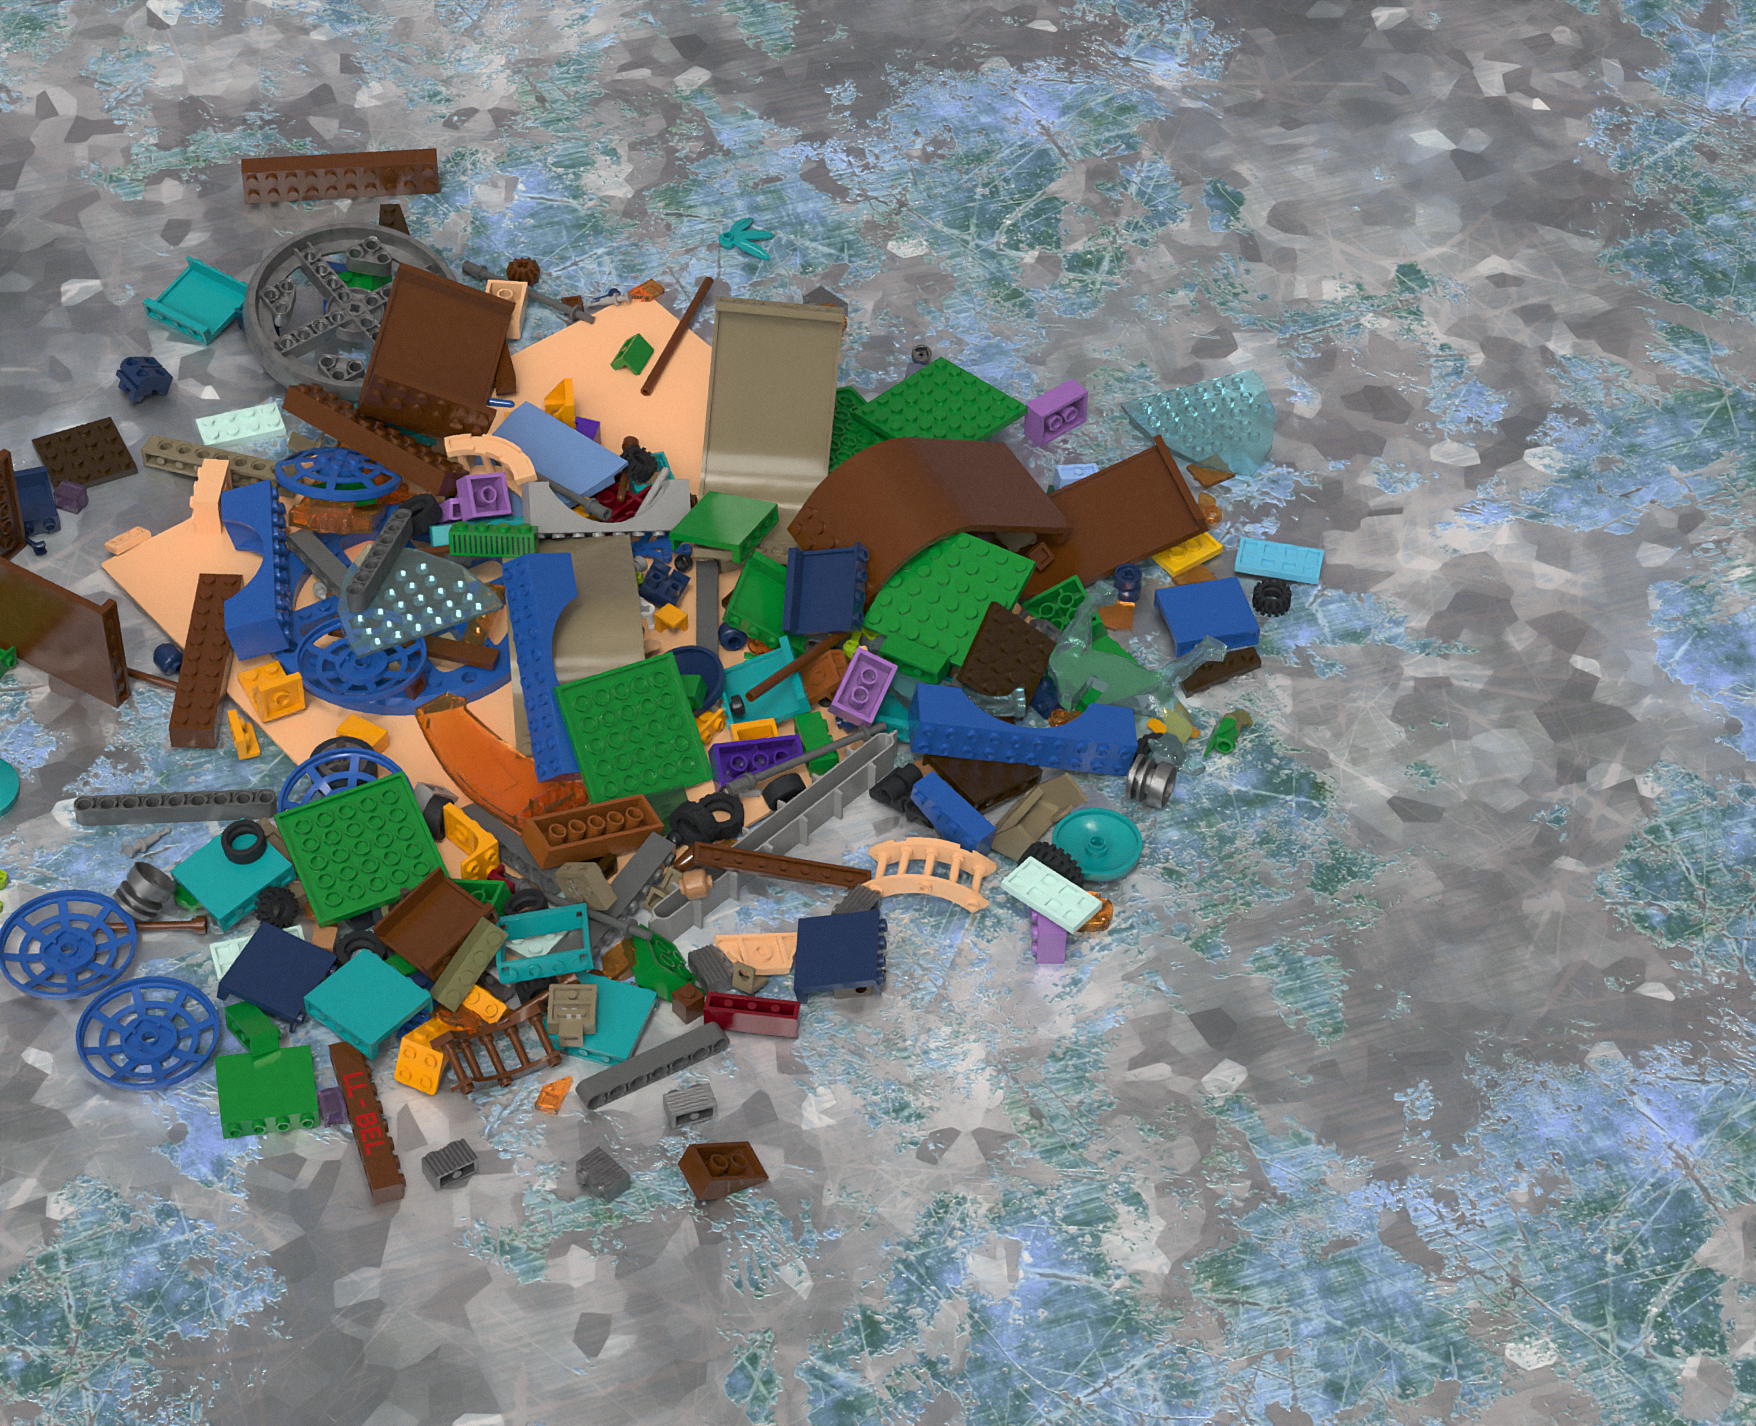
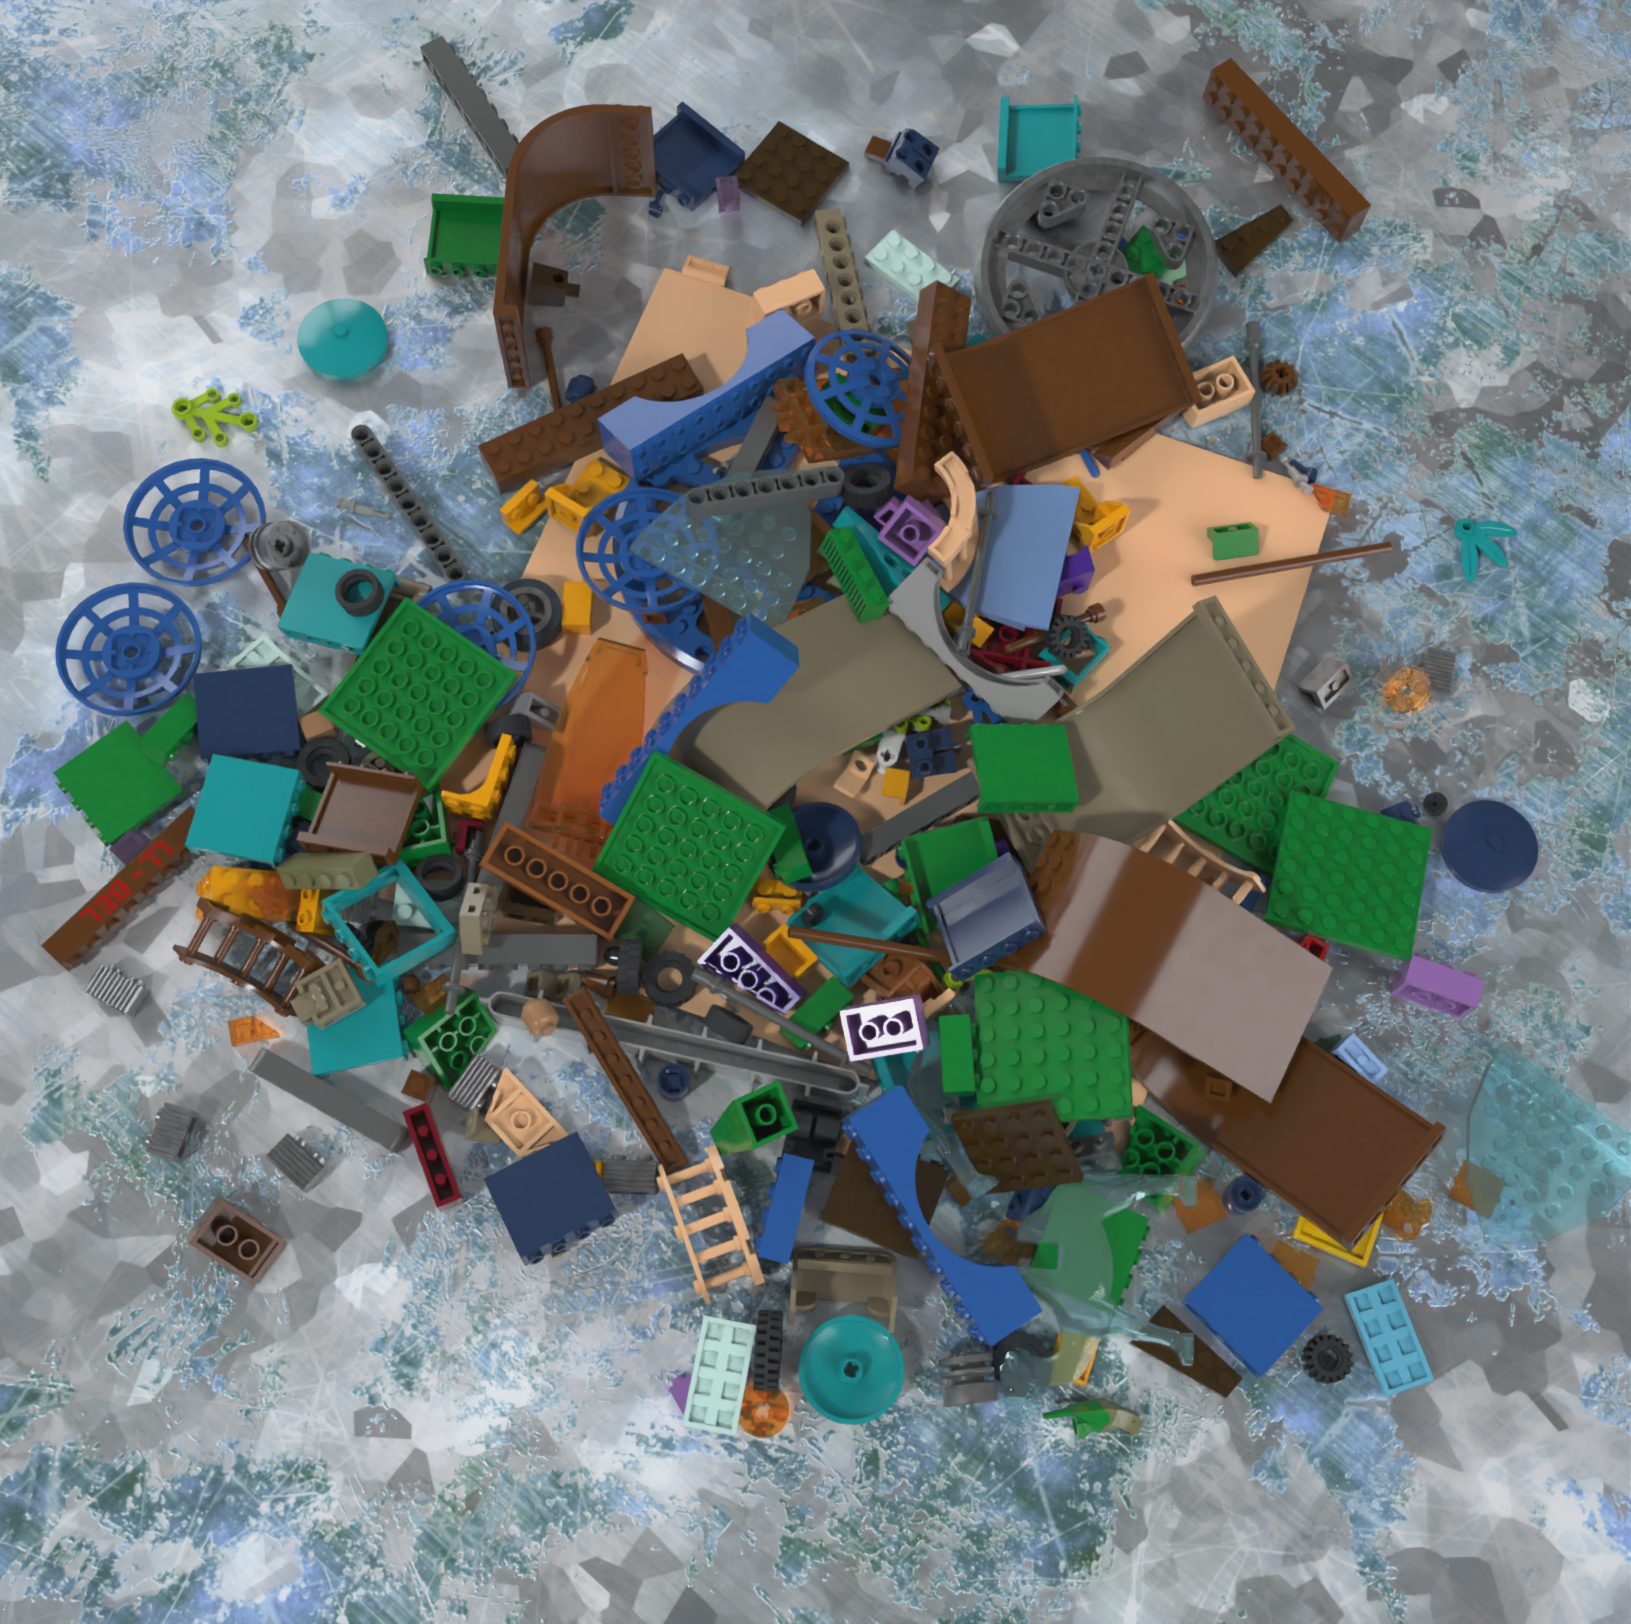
camera: 55 degrees right, 25 degrees up
(113, 396) = (877, 149): none -> reddish brown tile
(266, 904) = (326, 653): black tyre -> none
(803, 845) = (673, 1082): none -> dark blue wheel
(878, 790) = (754, 1120): none -> green slope
(975, 344) = (1489, 846): none -> dark blue dish

